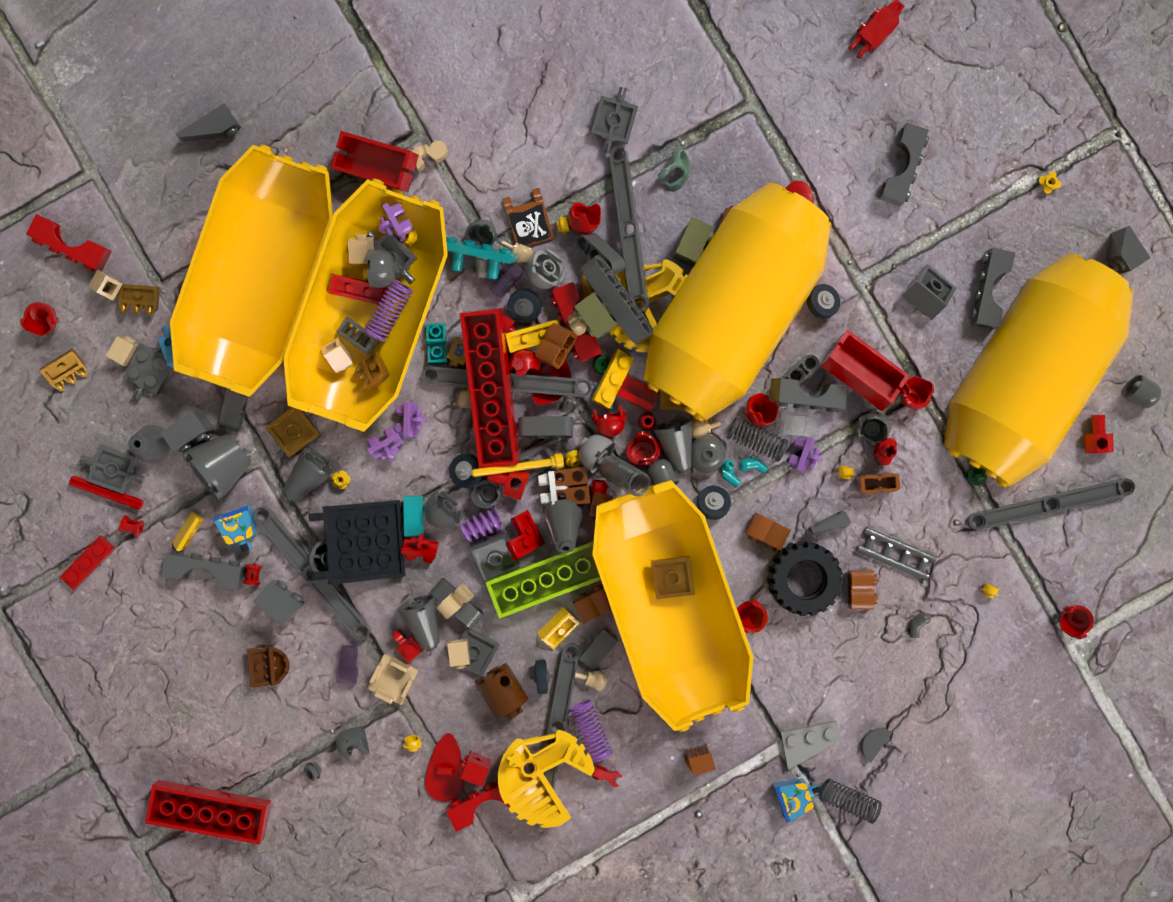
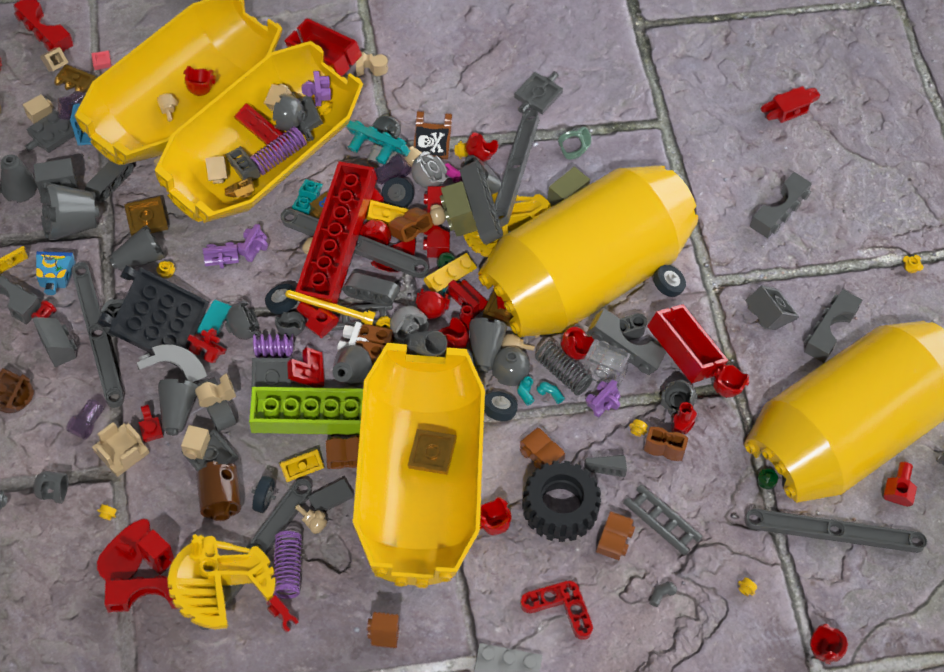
camera: 10 degrees right, 30 degrees down
(151, 259) = (101, 60): none -> coral tile
(151, 334) = (66, 104): none -> clear purple piece
(247, 292) = (167, 104): none -> tan piece
(266, 254) = (199, 80): none -> red cap
(400, 577) = (184, 359): none -> light grey arch
(568, 257) = (453, 173): none -> dark pink pin
(834, 663) = (561, 598): none -> red beam

